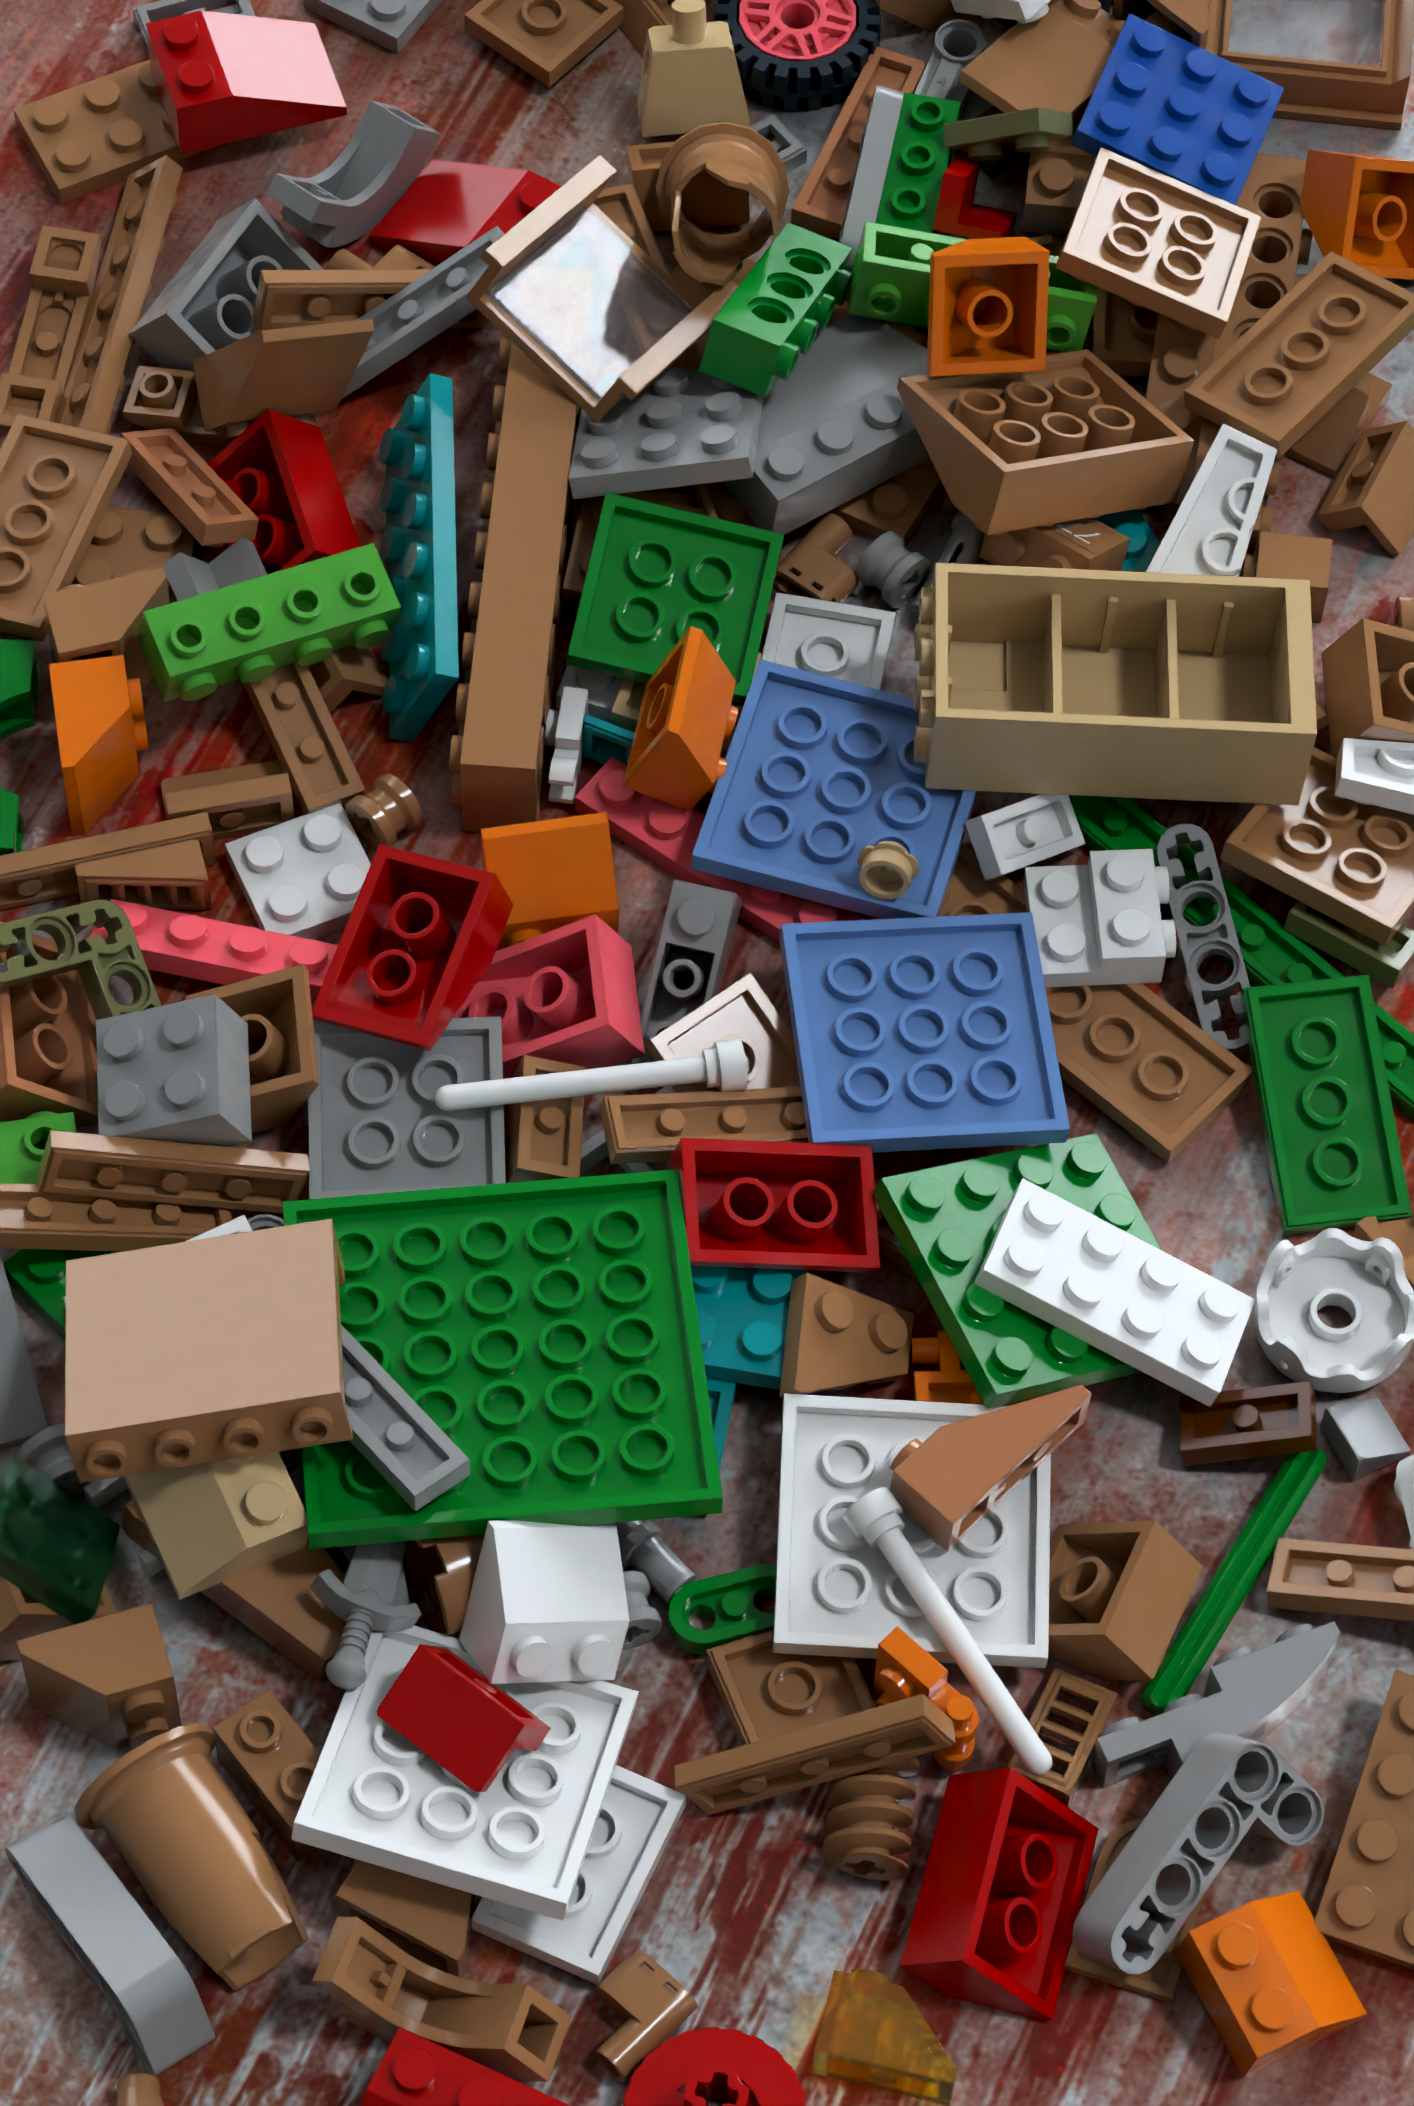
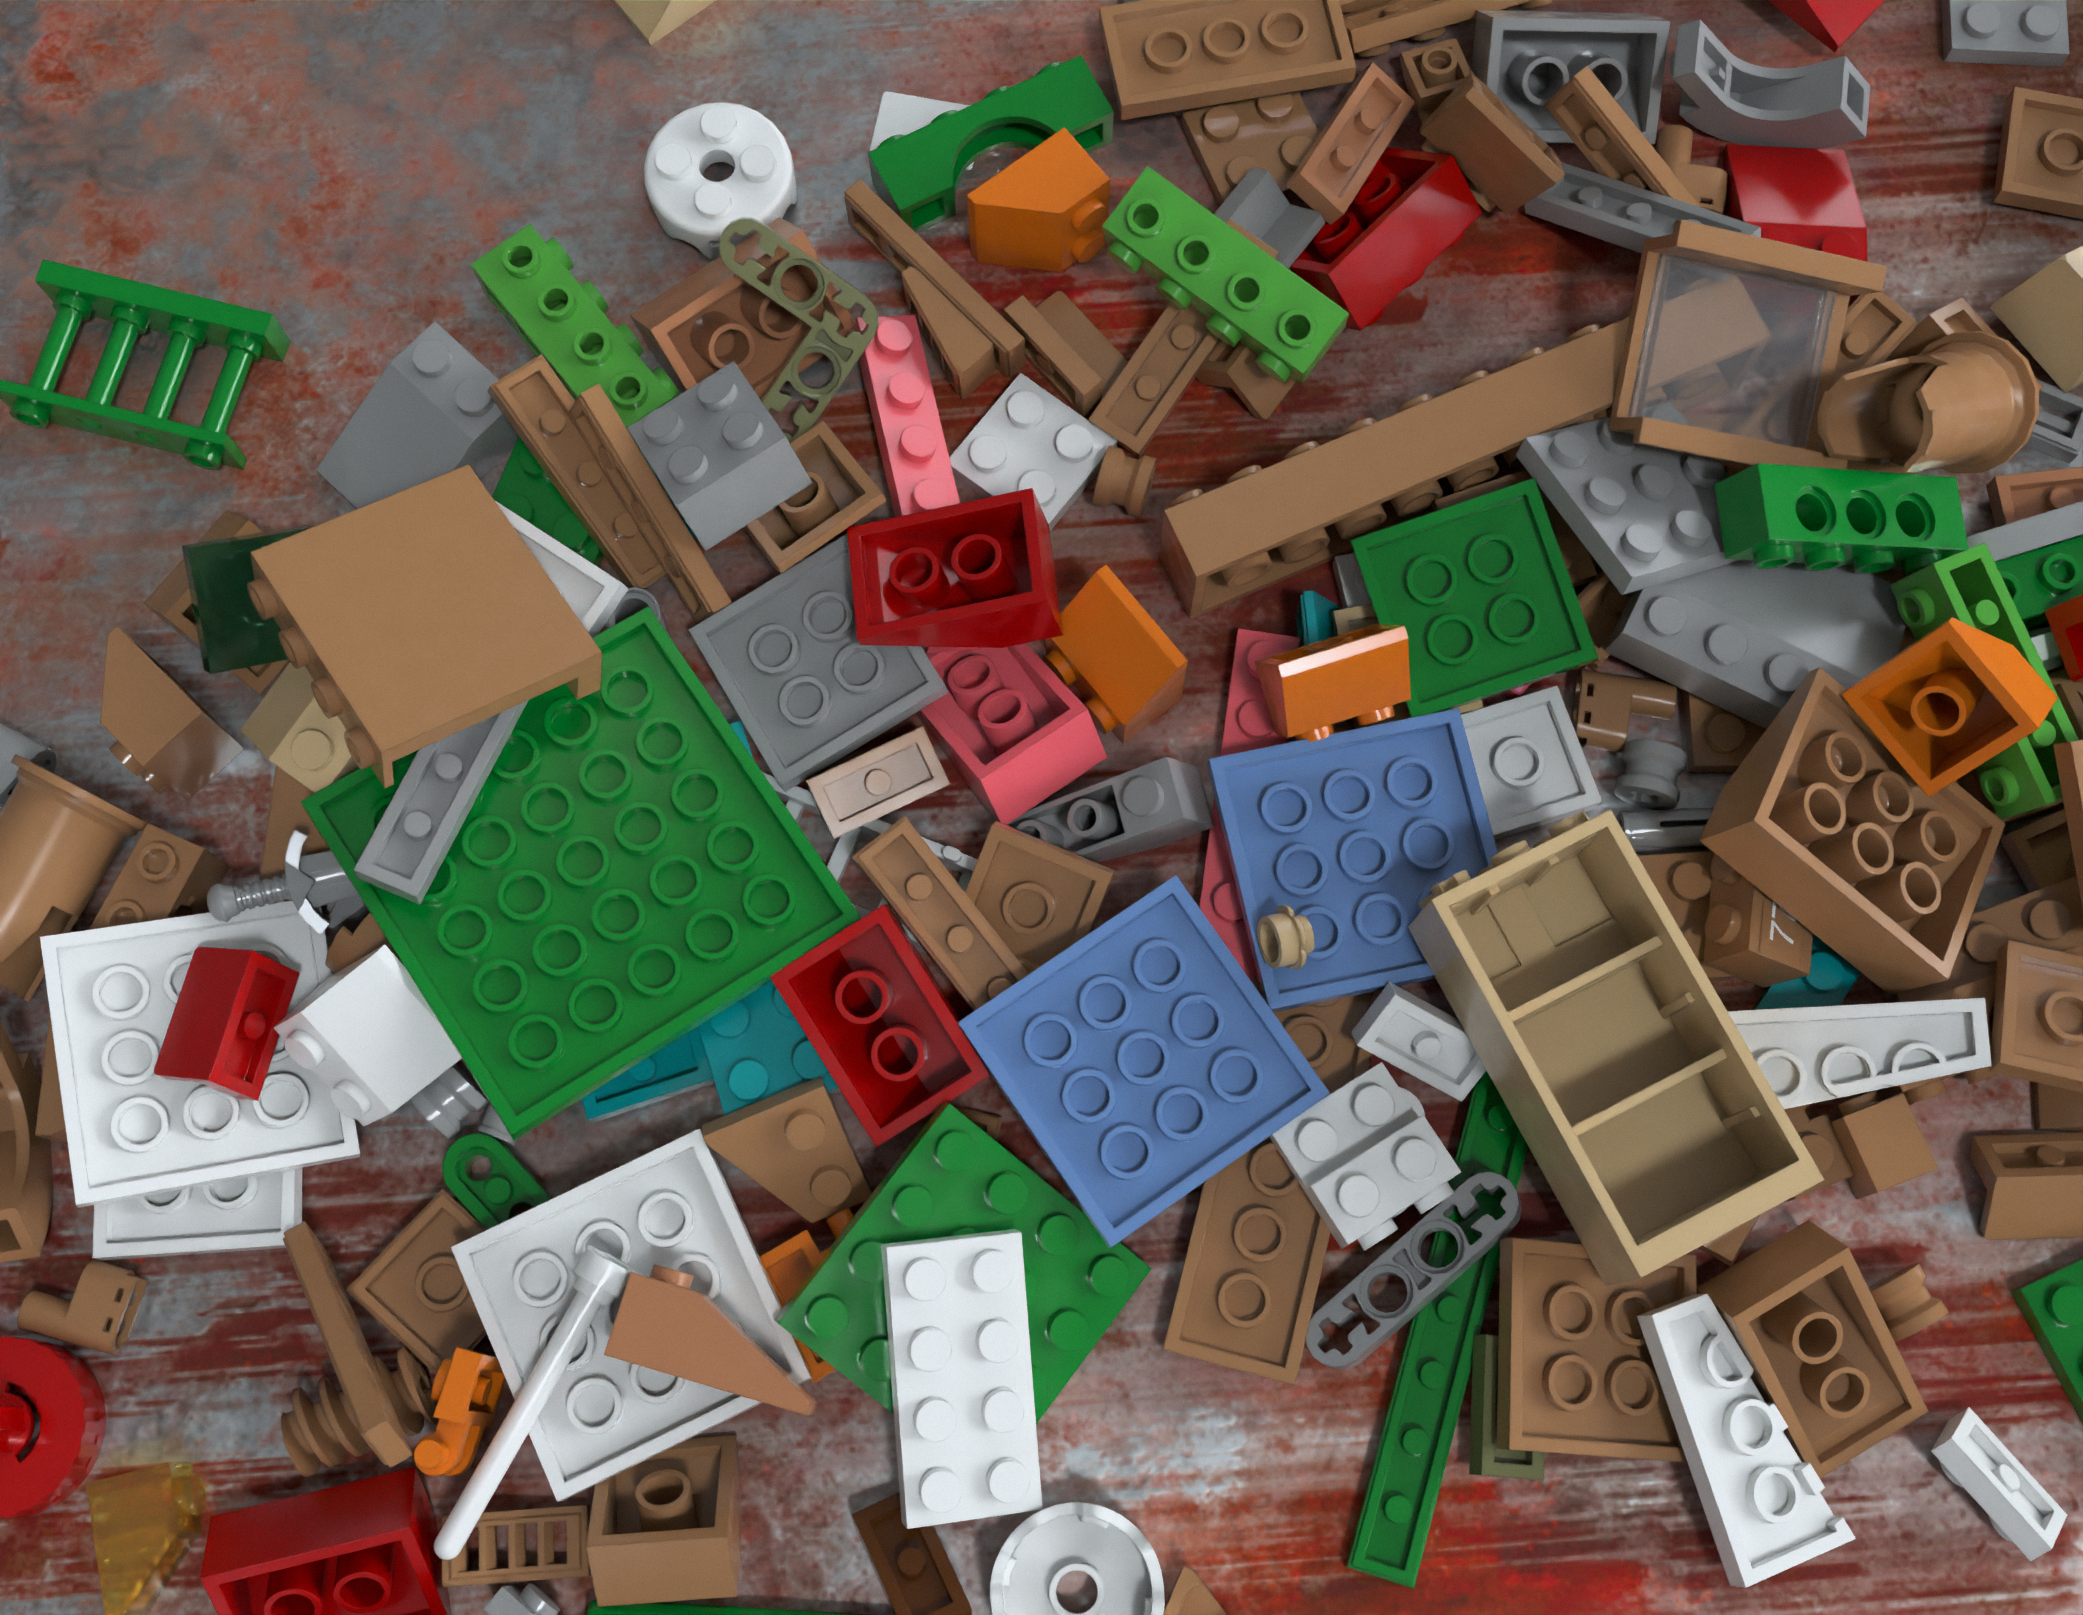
camera: 65 degrees right, 15 degrees up
(105, 619) = (1142, 133): medium nougat slope -> none
(420, 557) = (1404, 355): teal plate -> none
(565, 734) = (1283, 594): white plate -> none
(718, 1067) = (998, 897): white piece -> none
(1325, 1104) = (1298, 1473): green tile -> none

